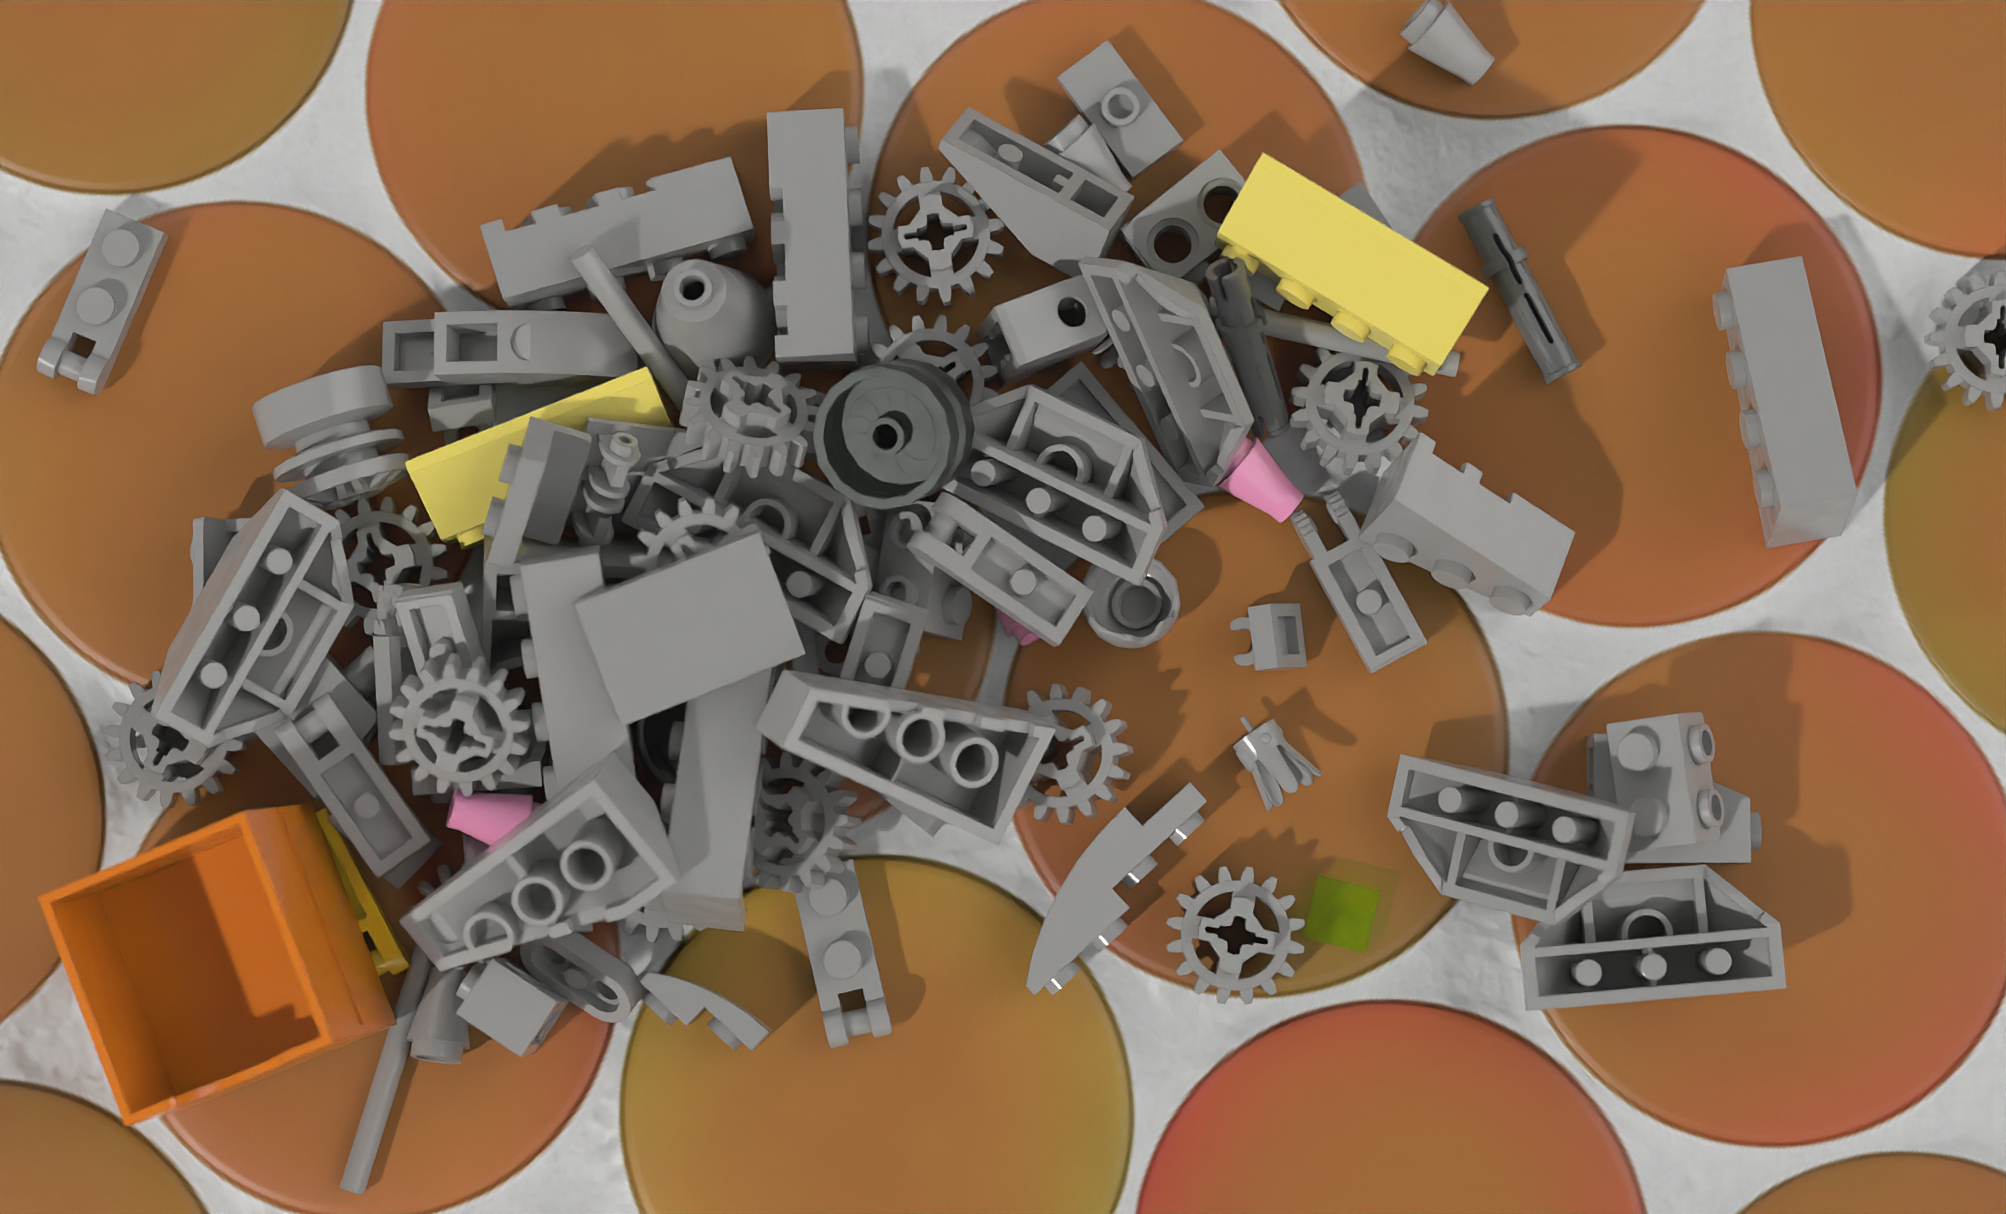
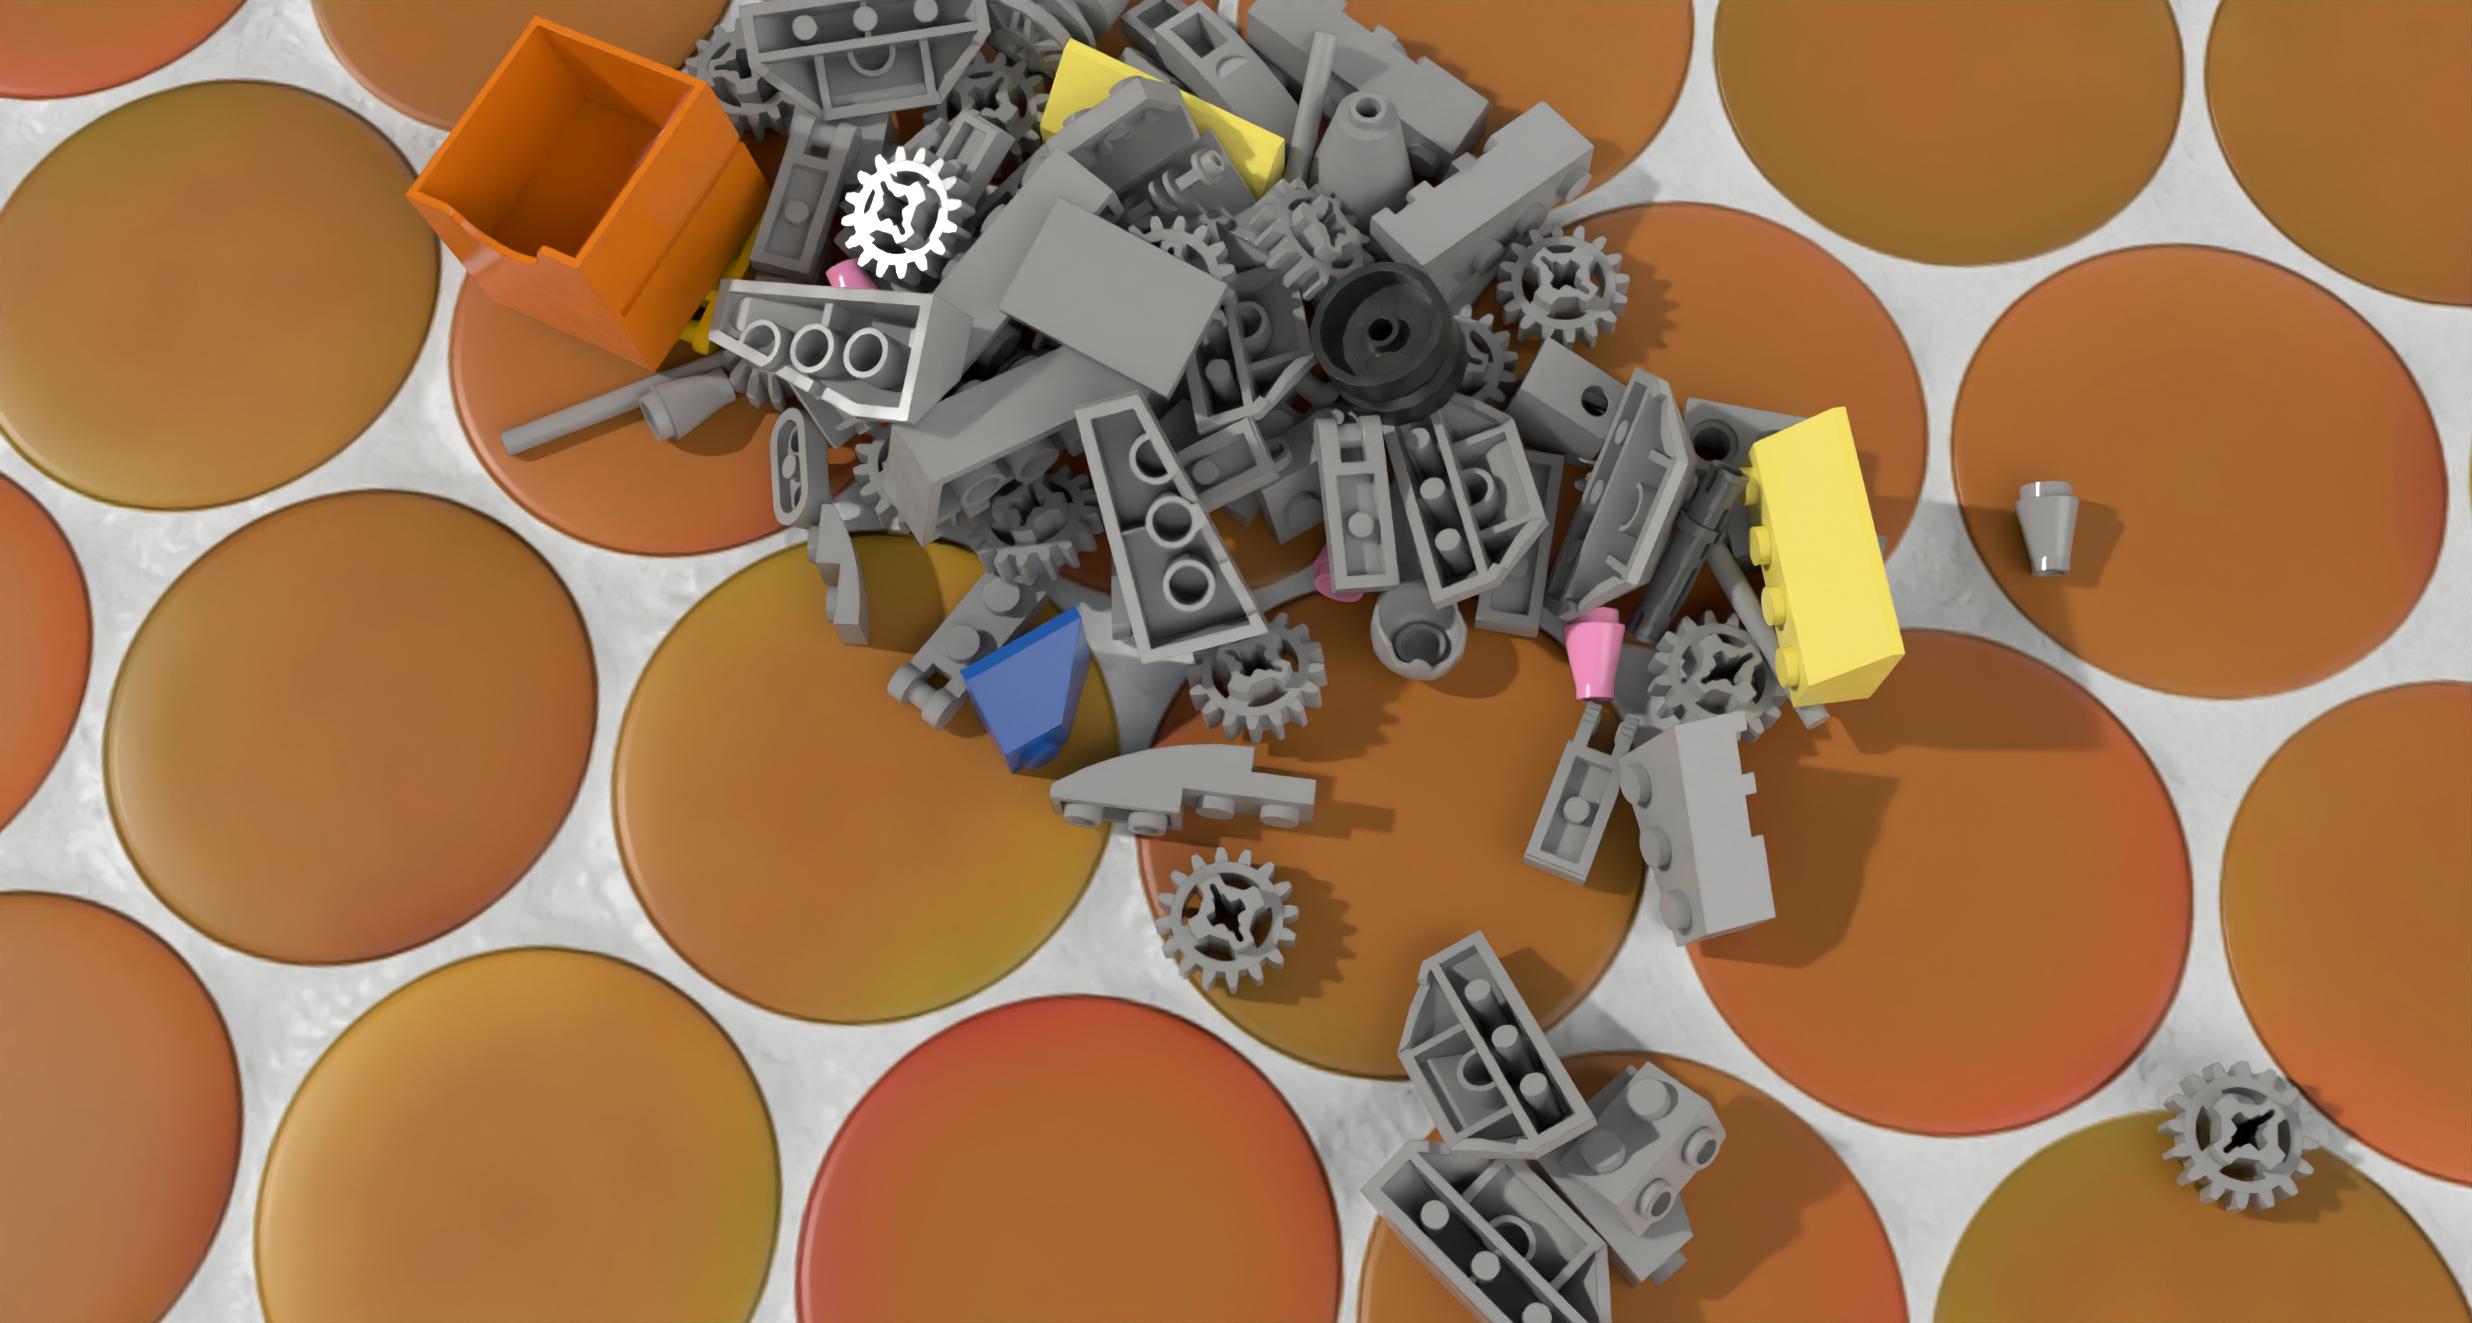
camera: 50 degrees right, 15 degrees down
(510, 1005) = (728, 429): light grey brick -> none
(940, 944) = (1031, 690): none -> slope
(1038, 195) = (1659, 316): light grey slope -> none
(1087, 149) = (1713, 347): light grey cone -> none
(1121, 109) = (1772, 346): light grey plate -> none
(1273, 761) = (1389, 830): light grey piece -> none
(1275, 637) = (1485, 762): light grey tile -> none
(1341, 913) = (1315, 994): clear neon green tile -> none
(1519, 290) = (1925, 707): dark grey pin -> none
(1785, 402) = (2027, 1005): light grey wedge -> none

